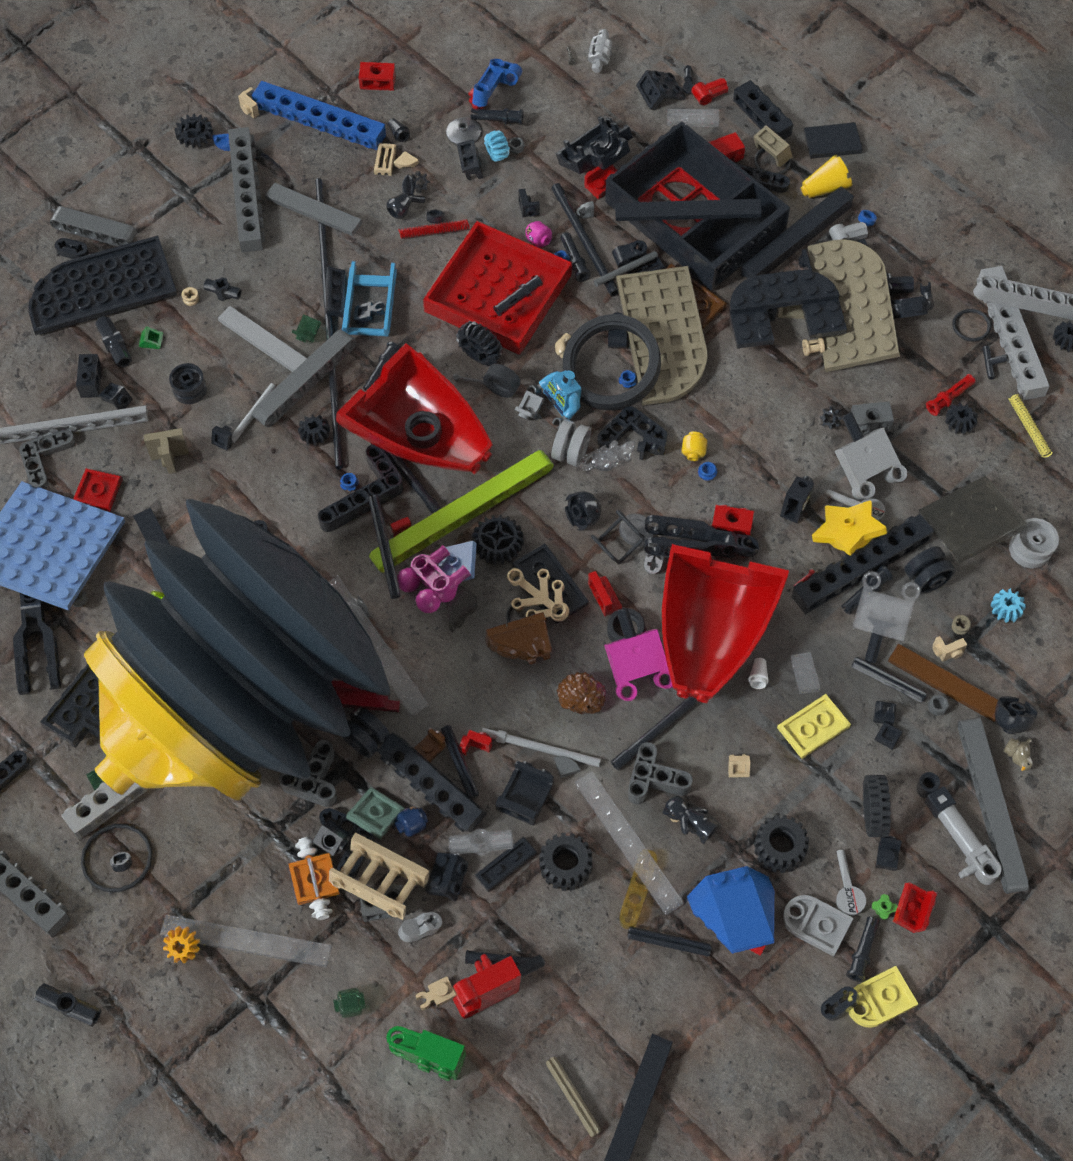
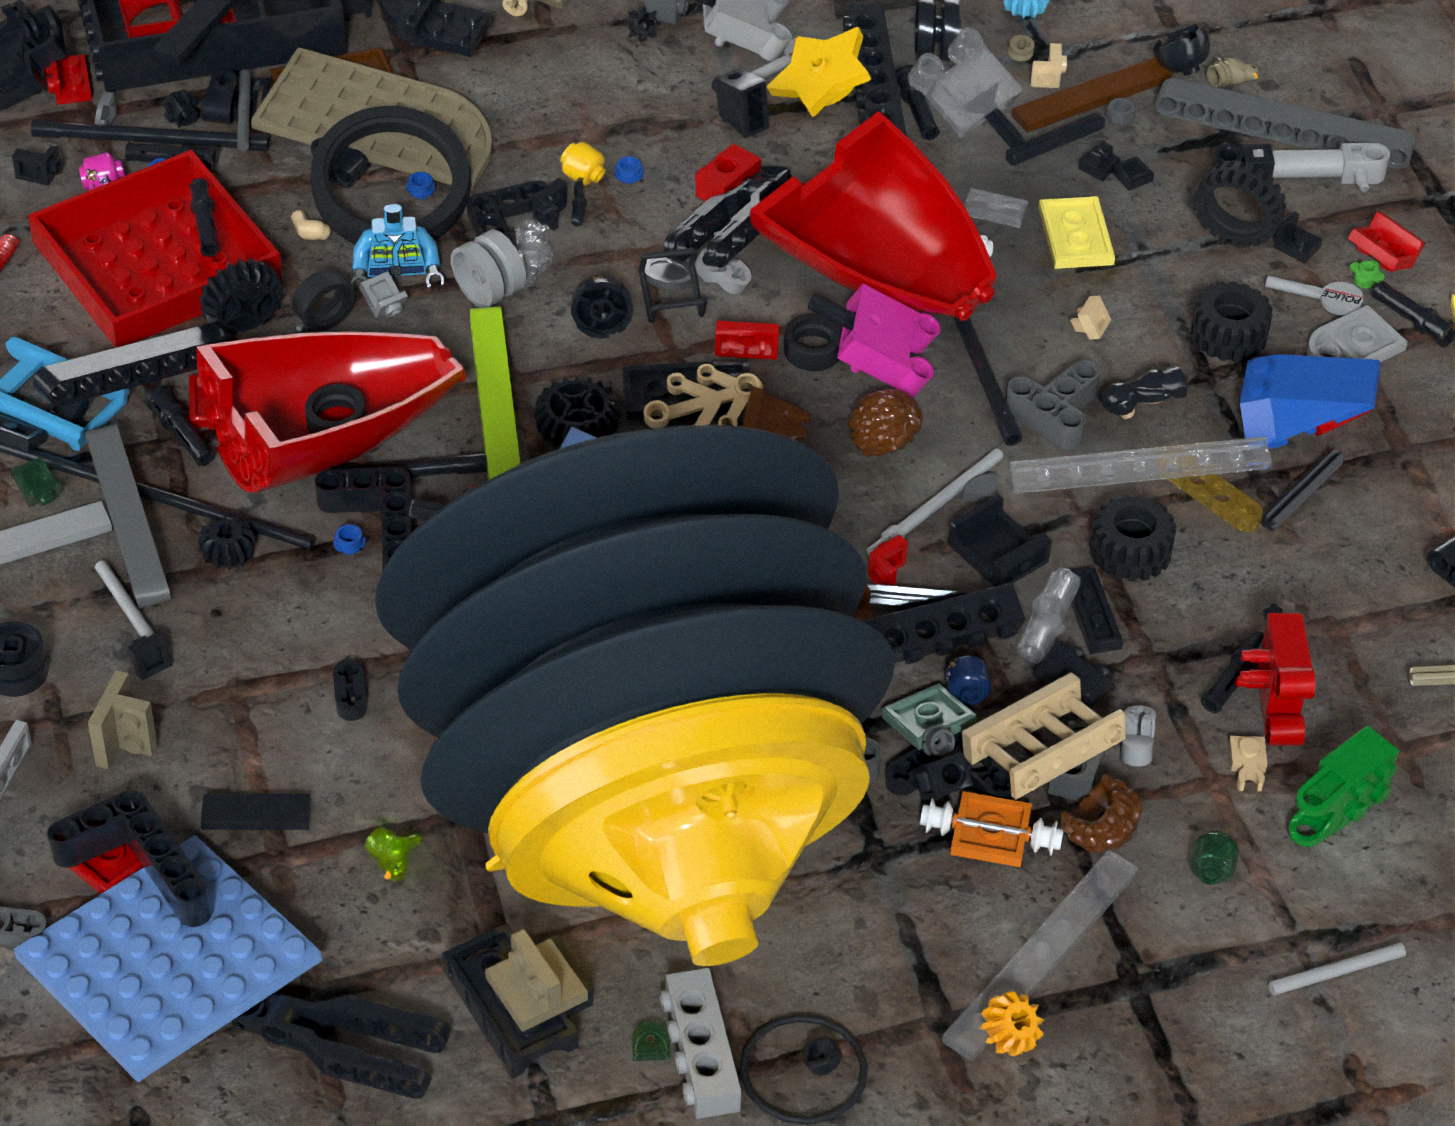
camera: 65 degrees left, 15 degrees down
(83, 709) = (535, 982): none -> dark tan bracket
(107, 485) = (133, 821): none -> black beam
(310, 1100) = (1337, 969): none -> light grey bar
(339, 932) = (1105, 817): none -> reddish brown hair
(350, 824) = (945, 744): none -> dark grey plate
(400, 325) = (126, 365): none -> black beam
(609, 240) = (181, 108): none -> black gear
(664, 461) = (578, 203): none -> black piece

